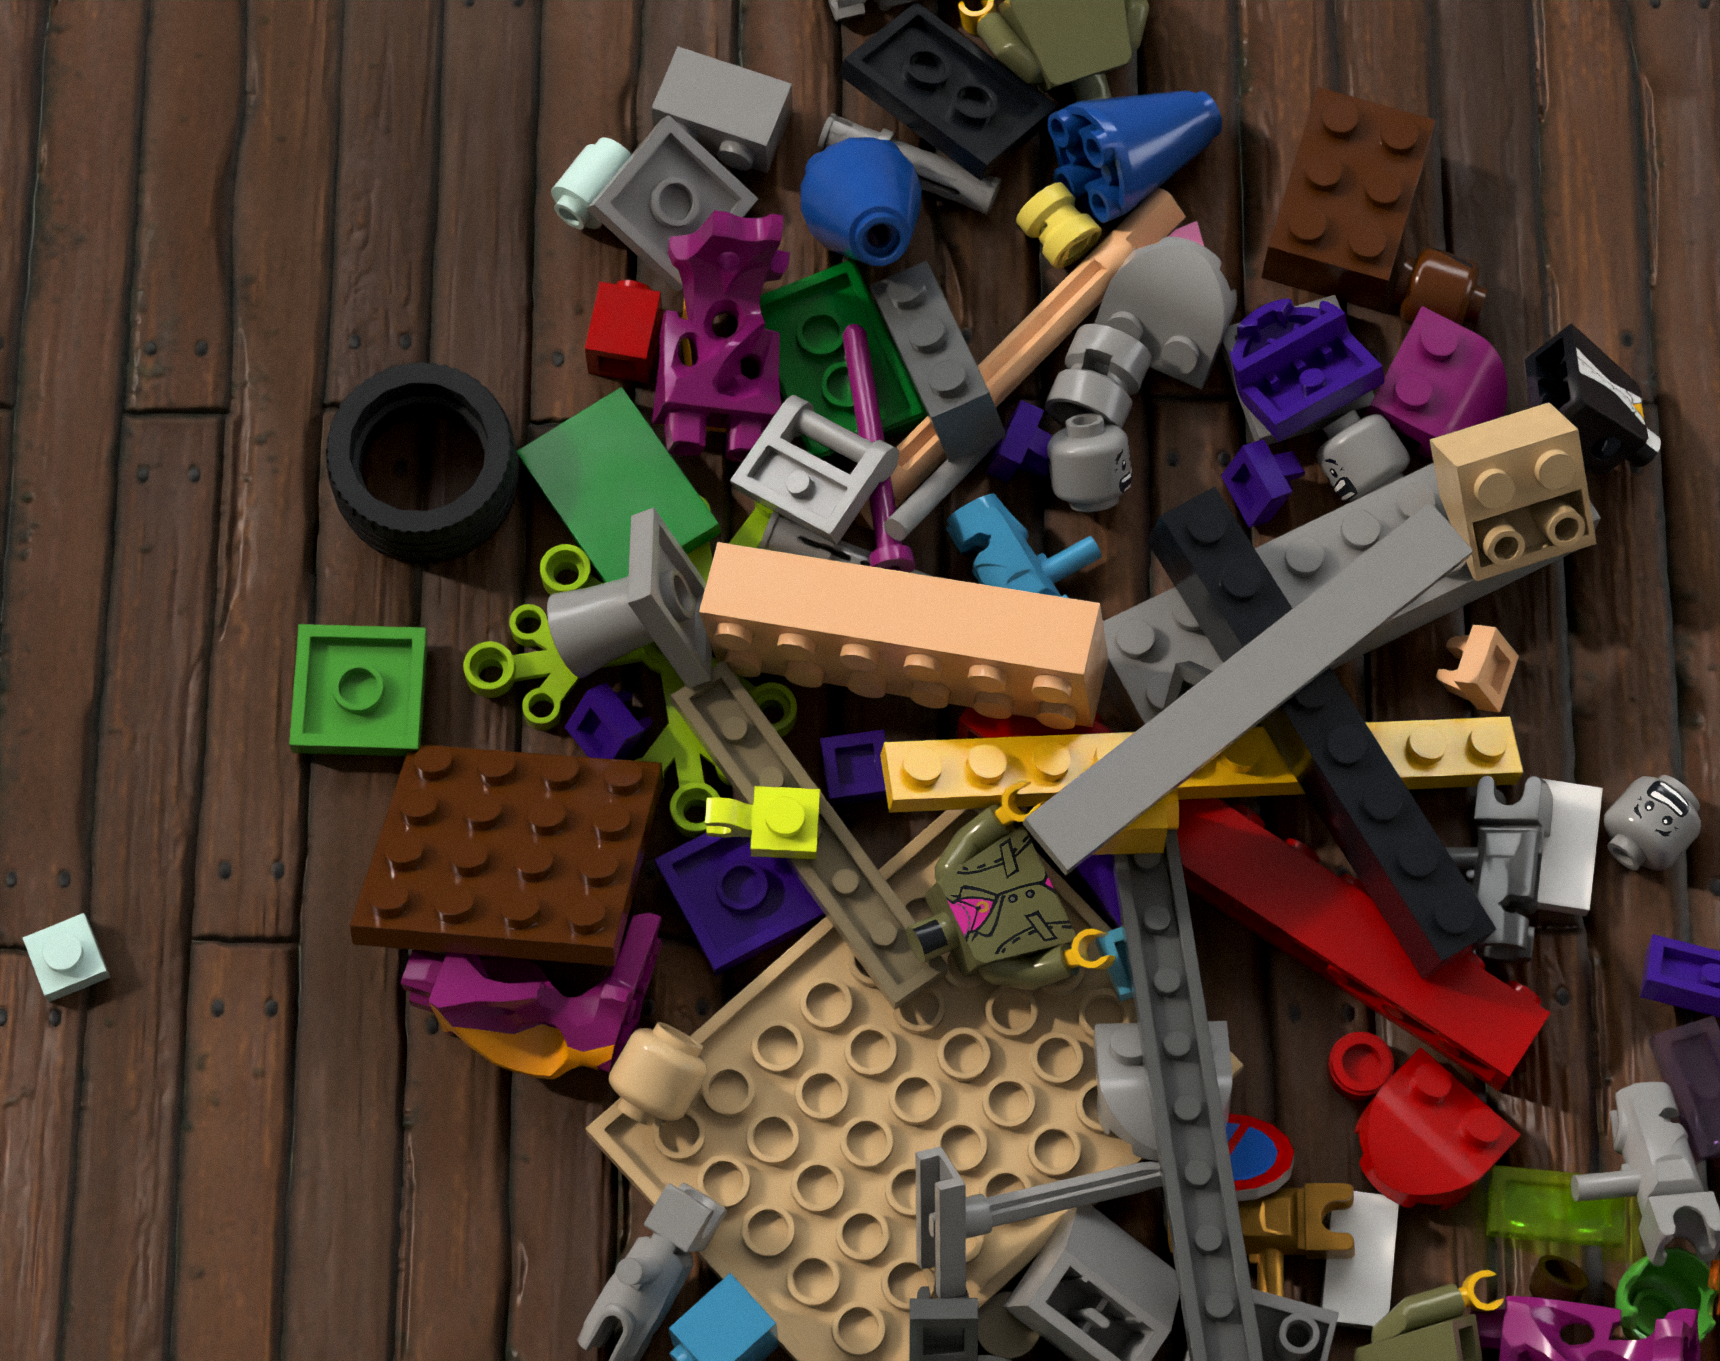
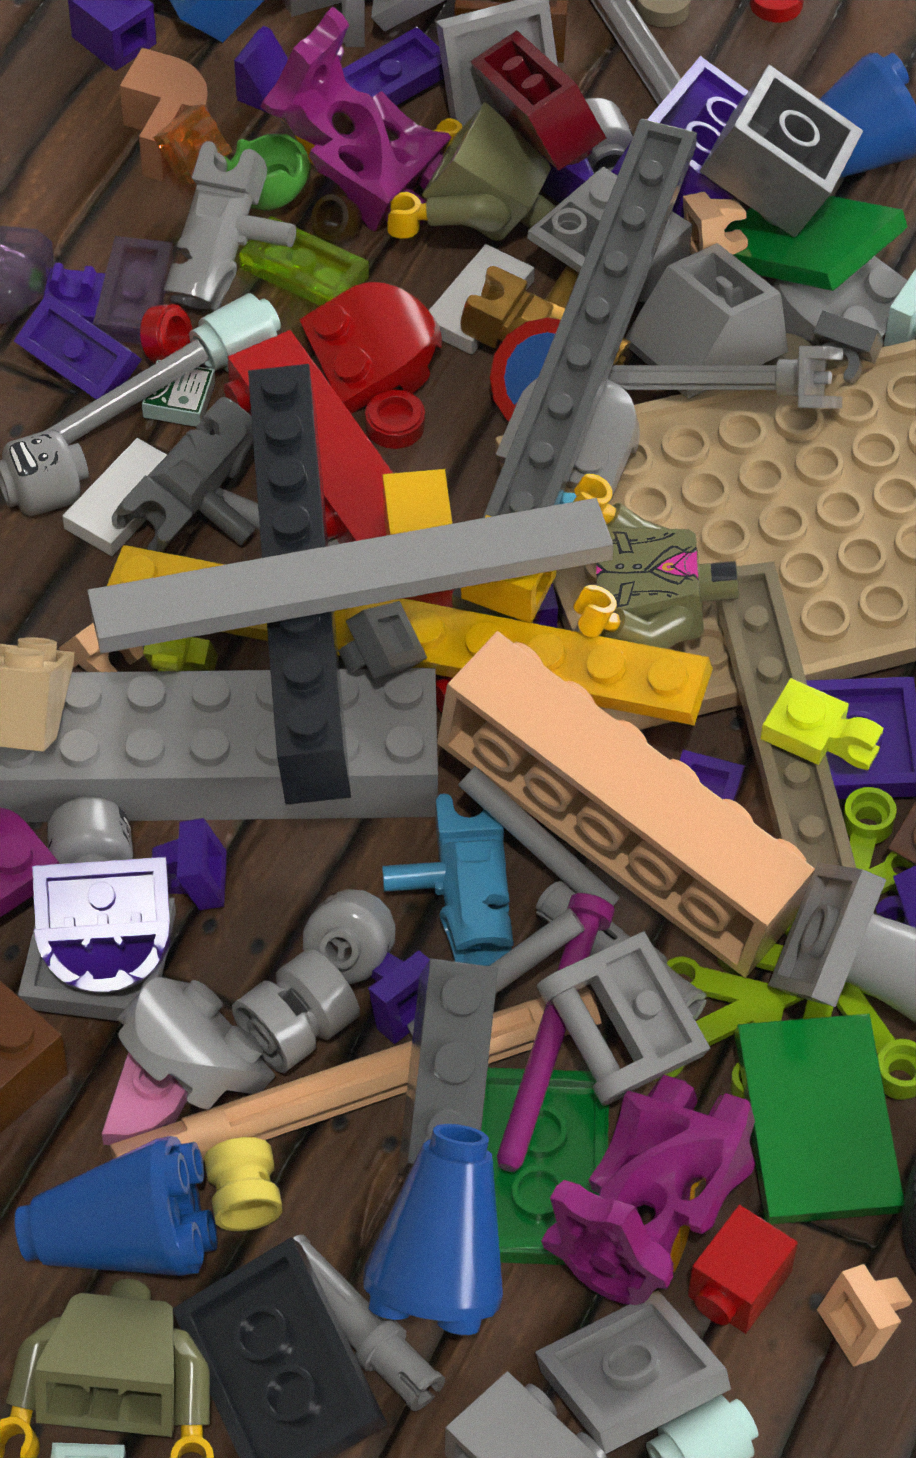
camera: 155 degrees left, 15 degrees down
(508, 342) = (863, 1312): none -> light nougat tile
(1248, 870) = (415, 501): none -> yellow brick
(1403, 675) = (182, 655): none -> neon yellow plate
(1570, 1078) = (235, 329): none -> light aqua brick
(1585, 993) = (183, 399): none -> tile
(1627, 948) = (131, 392): none -> light grey bar
(1636, 1042) = (164, 331): none -> red tile

